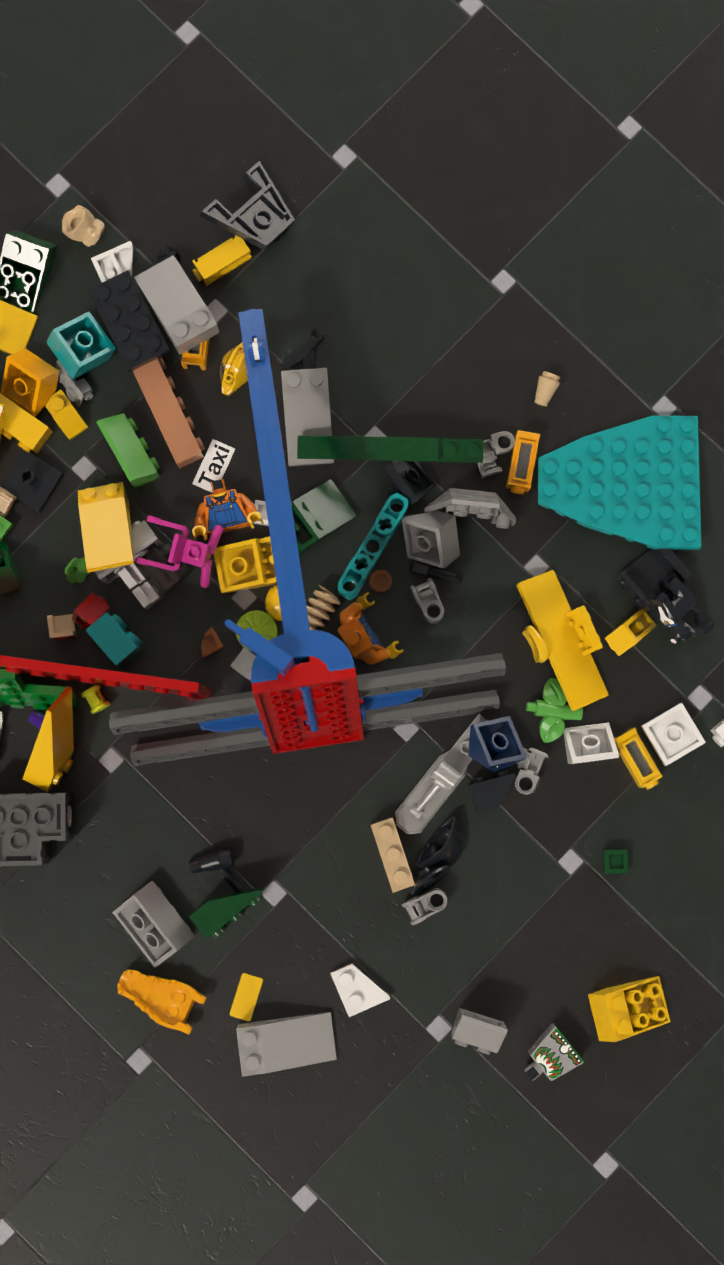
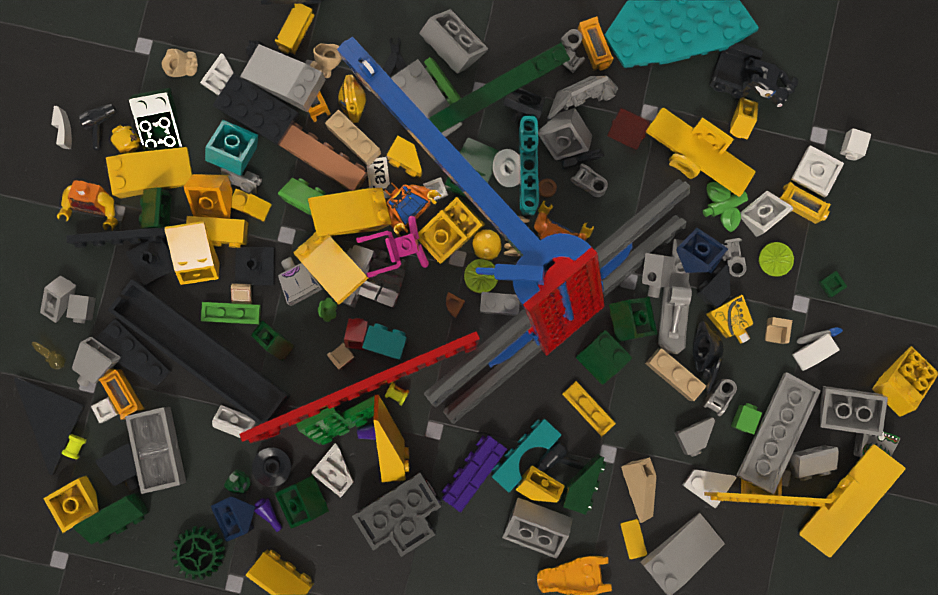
camera: 30 degrees left, 0 degrees up
(62, 523) = (297, 282): none -> light grey torso
(123, 828) = (474, 472): none -> dark purple brick
(158, 484) = (349, 212): none -> yellow slope
(159, 850) = (508, 472): none -> teal arch
(181, 882) = (539, 486): none -> yellow slope
(211, 409) = (353, 138): none -> tan brick
(227, 313) = (326, 58): none -> tan hair
(248, 456) = (404, 154): none -> yellow slope
(282, 835) = (588, 408): none -> yellow tile
(286, 946) = (641, 484): none -> tan slope
(329, 791) = (603, 357): none -> dark green slope
(339, 408) = (442, 82): none -> bright green plate
(358, 528) = (507, 168): none -> white dish
(373, 930) = (695, 436): none -> light grey slope
(377, 369) = (453, 40): none -> light grey slope
(384, 770) = (633, 319): none -> dark green slope
(412, 1027) = (753, 494): none -> yellow bracket
(438, 737) = (657, 272): none -> light grey torso
(438, 945) = (746, 418): none -> bright green brick
(460, 979) = (778, 433): none -> light grey plate
(487, 833) = (732, 318): none -> torso
(493, 1095) = (852, 500): none -> yellow bracket
(503, 570) = (628, 129): none -> clear red piece
(528, 874) = (778, 330): none -> tan panel
(551, 1003) = (852, 410): none -> light grey slope
(553, 920) = (815, 352): none -> white slope
(573, 799) = (776, 259): none -> lime wheel
(585, 911) = (813, 337): none -> light grey piece

